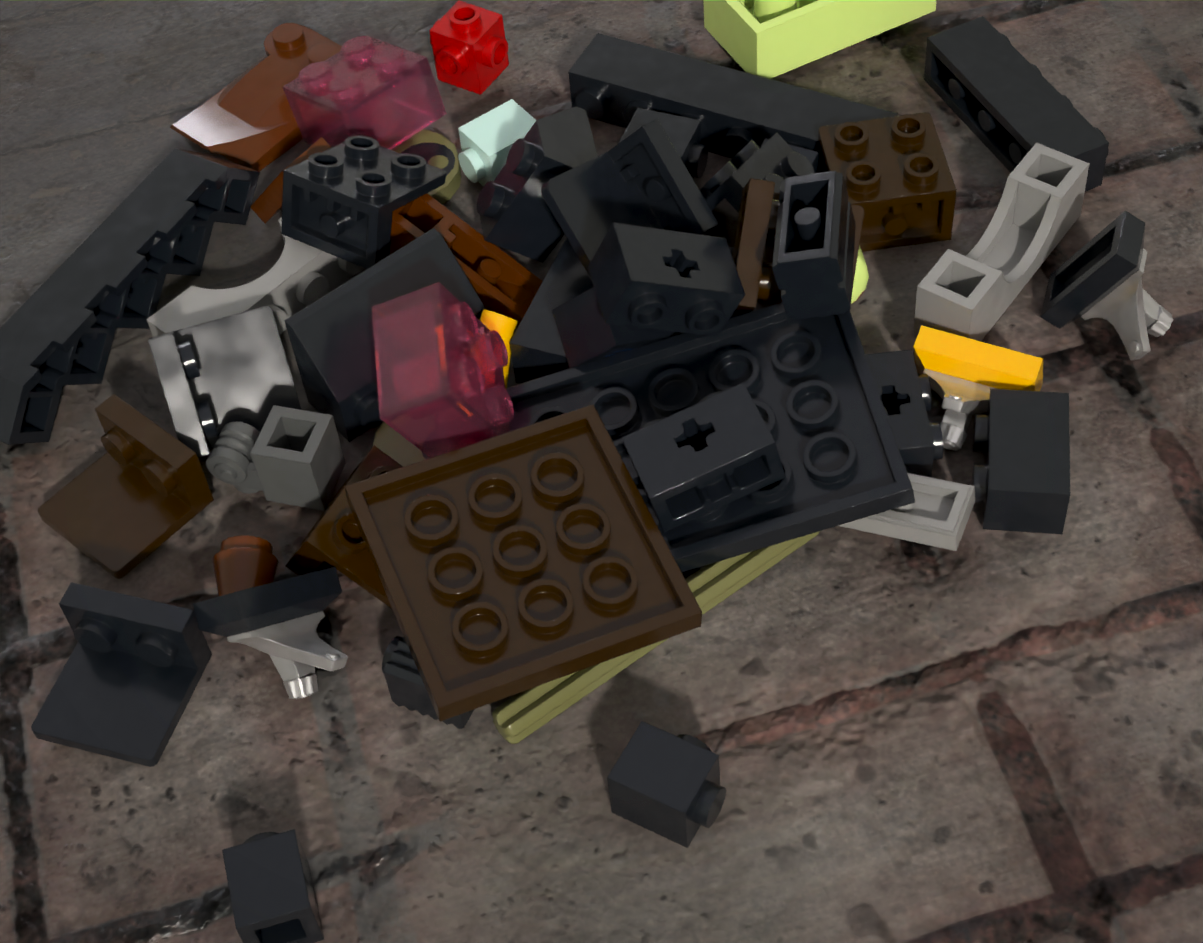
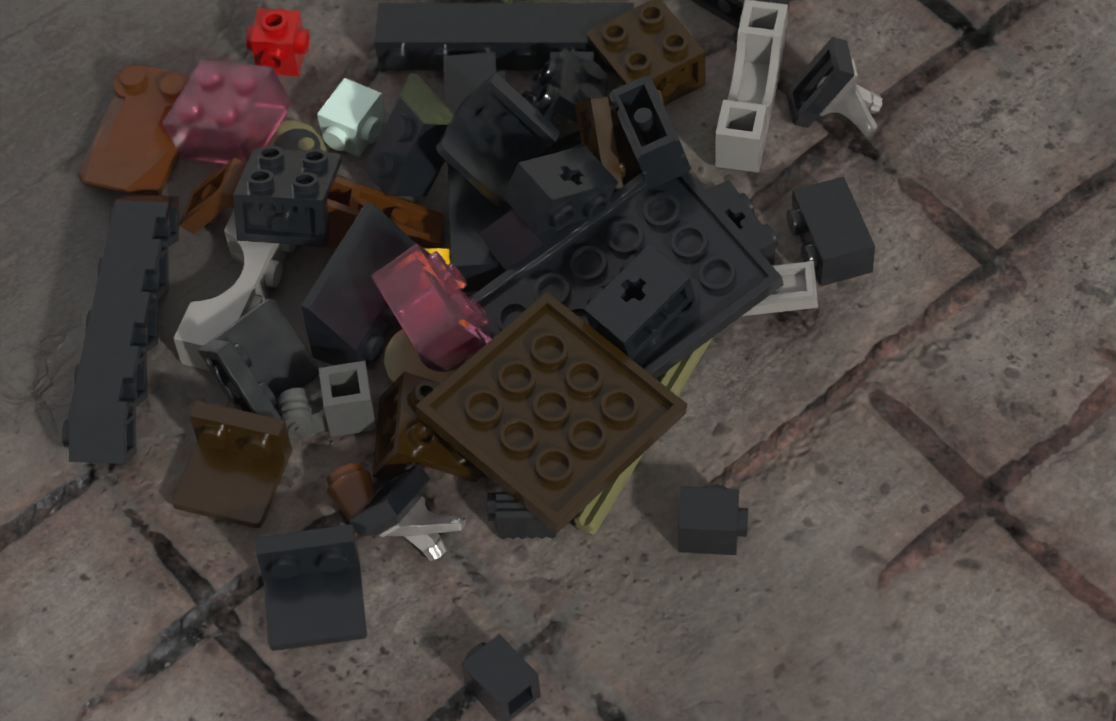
camera: 25 degrees left, 5 degrees up
(965, 372) = (771, 184): yellow piece -> none

